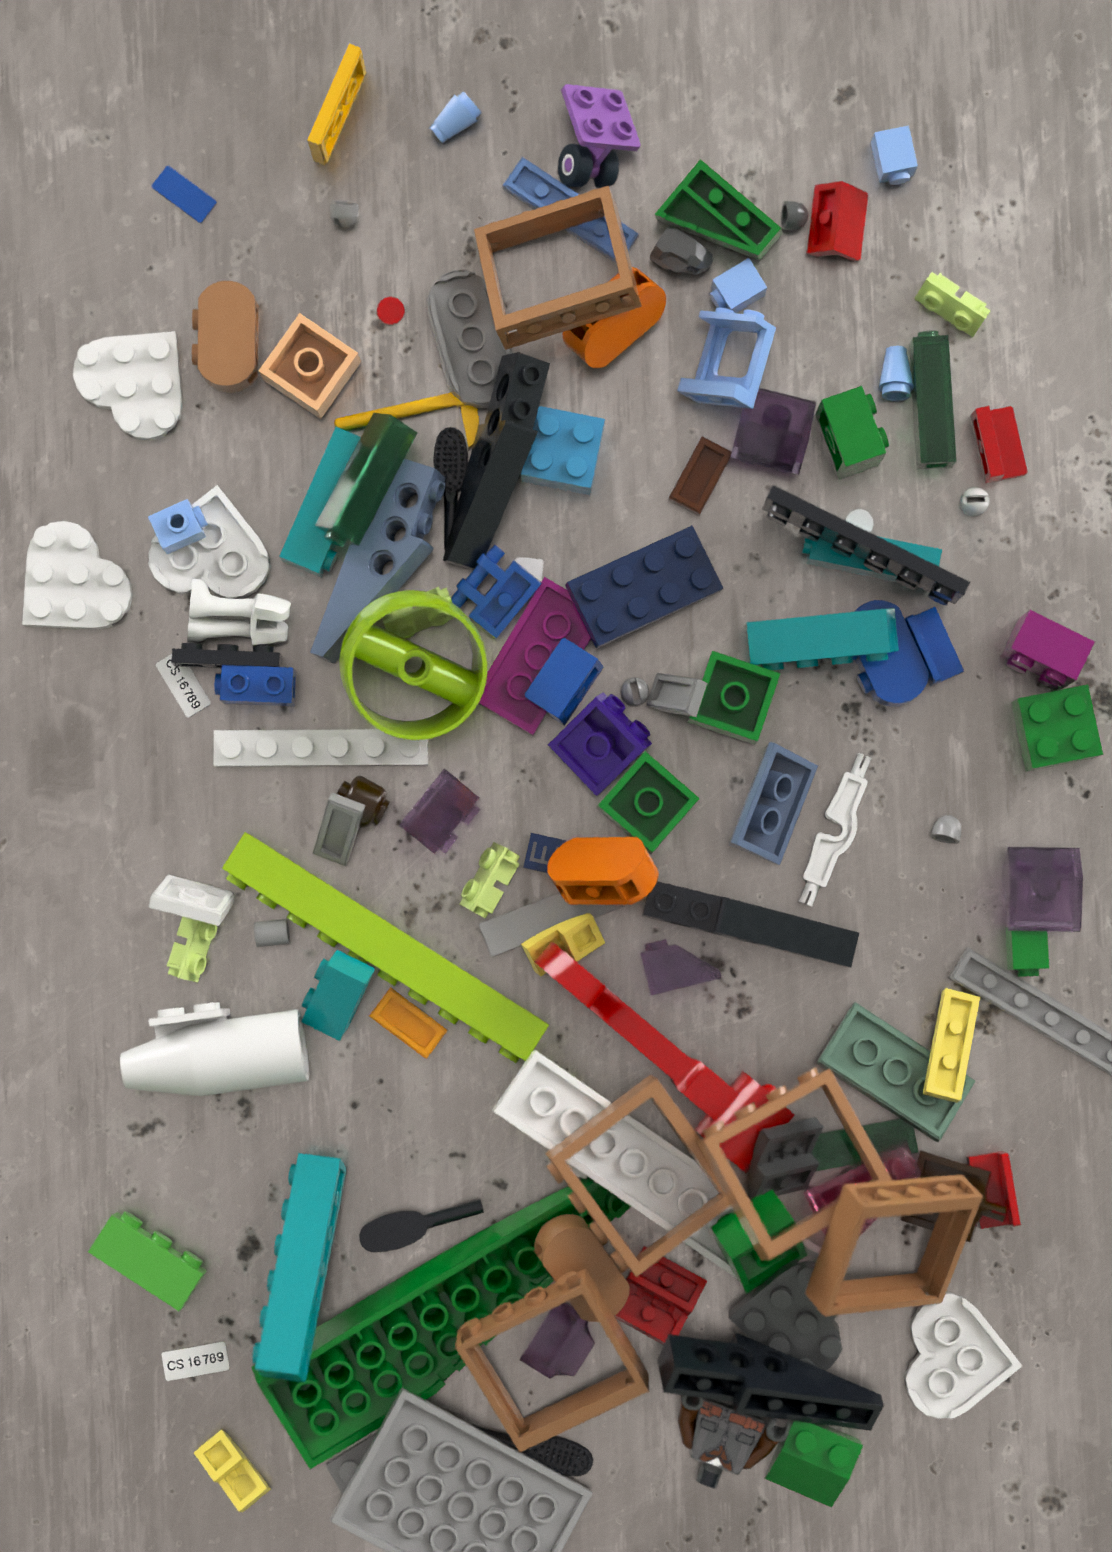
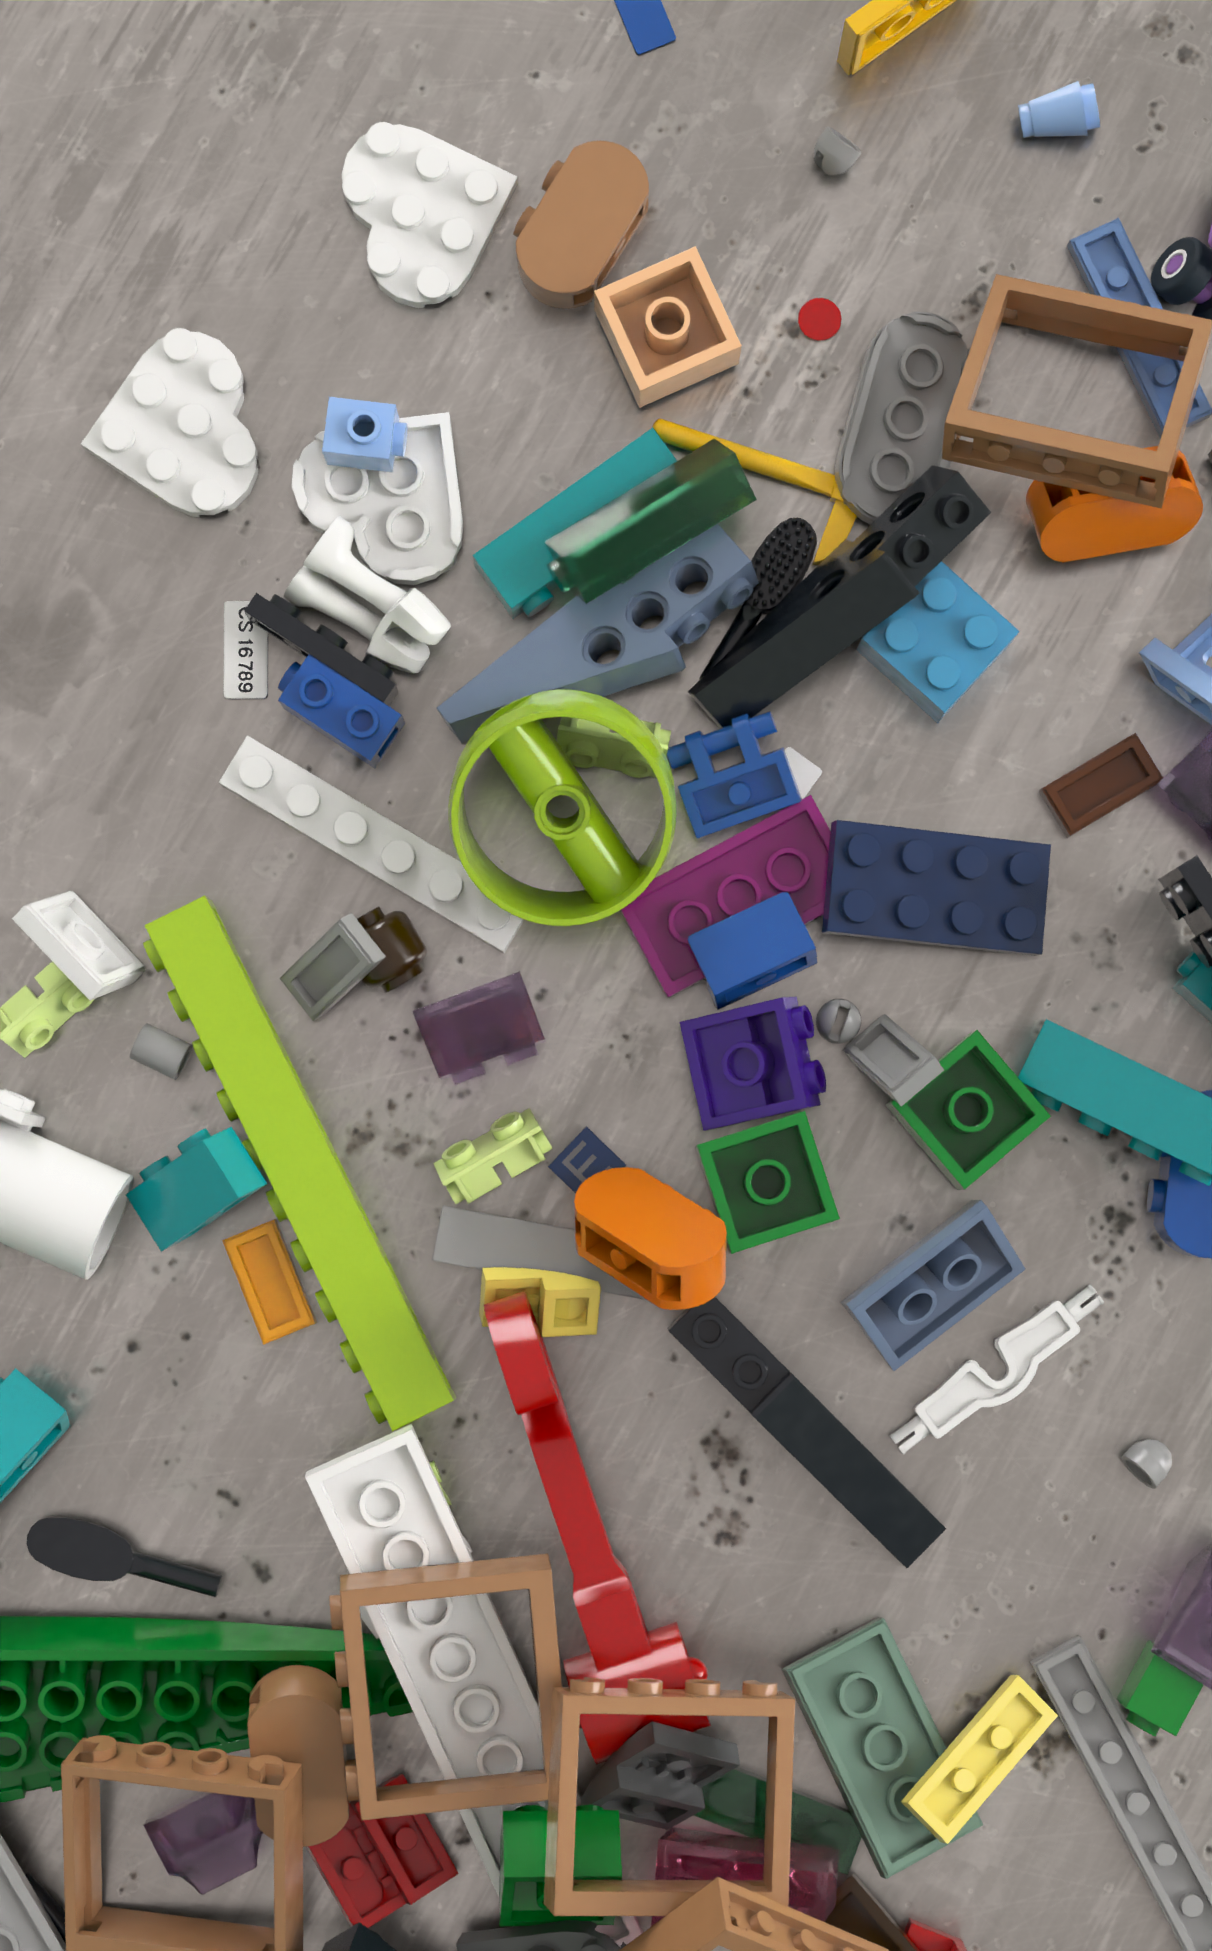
camera: 30 degrees right, 0 degrees up
(673, 968) = (665, 1427): clear purple slope -> none

